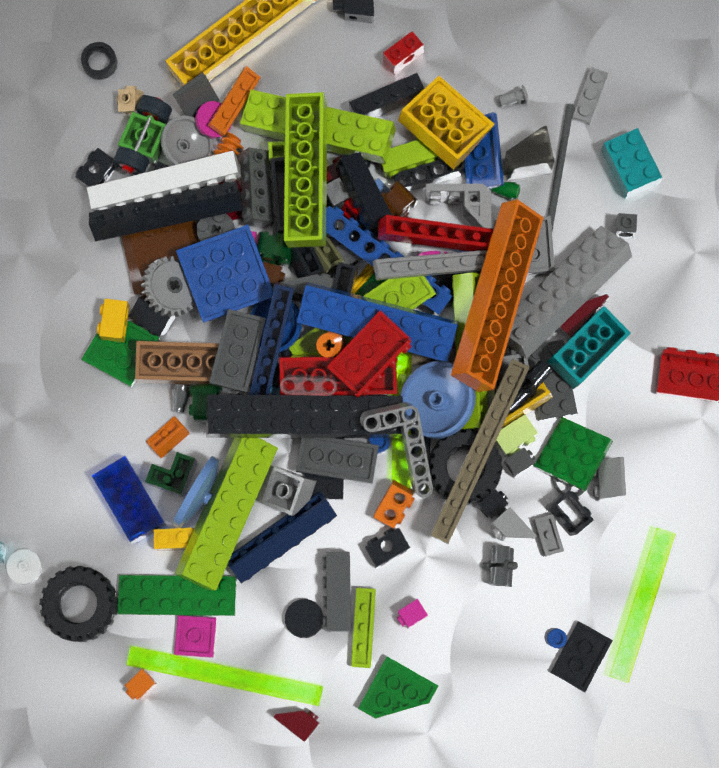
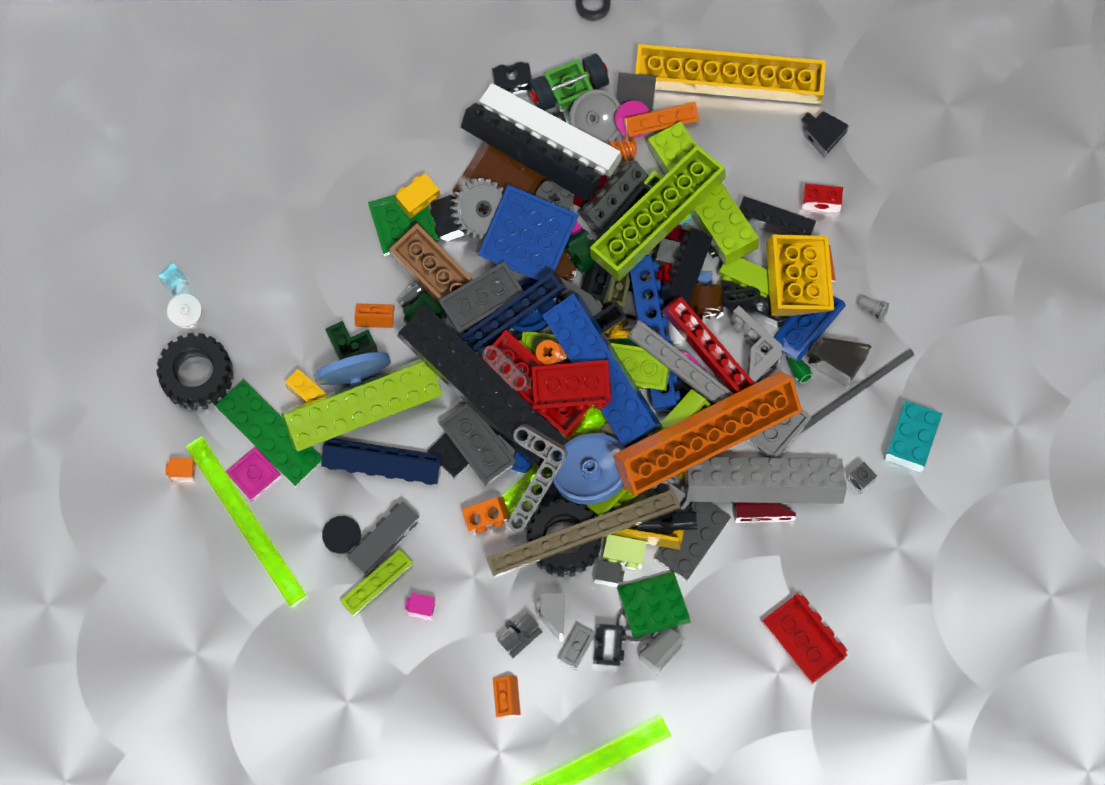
camera: 40 degrees right, 5 degrees down
(128, 99) = (585, 47): tan brick -> none
(129, 500) = (302, 332): clear blue brick -> none
(287, 491) = (419, 432): light grey slope -> none
(299, 723) = (264, 604): dark red slope -> none
(381, 557) = (458, 550): black brick -> none
(396, 690) = (355, 649): green plate -> none
(420, 176) = (741, 297): none -> black plate
(493, 504) = (559, 584): black brick -> none
(534, 618) = (506, 696): none -> orange slope
(556, 638) = (508, 726): blue tile -> none
(581, 656) = (513, 757): black tile -> none
(588, 347) = (742, 538): teal brick -> none
(590, 96) = (933, 359): light grey plate -> none

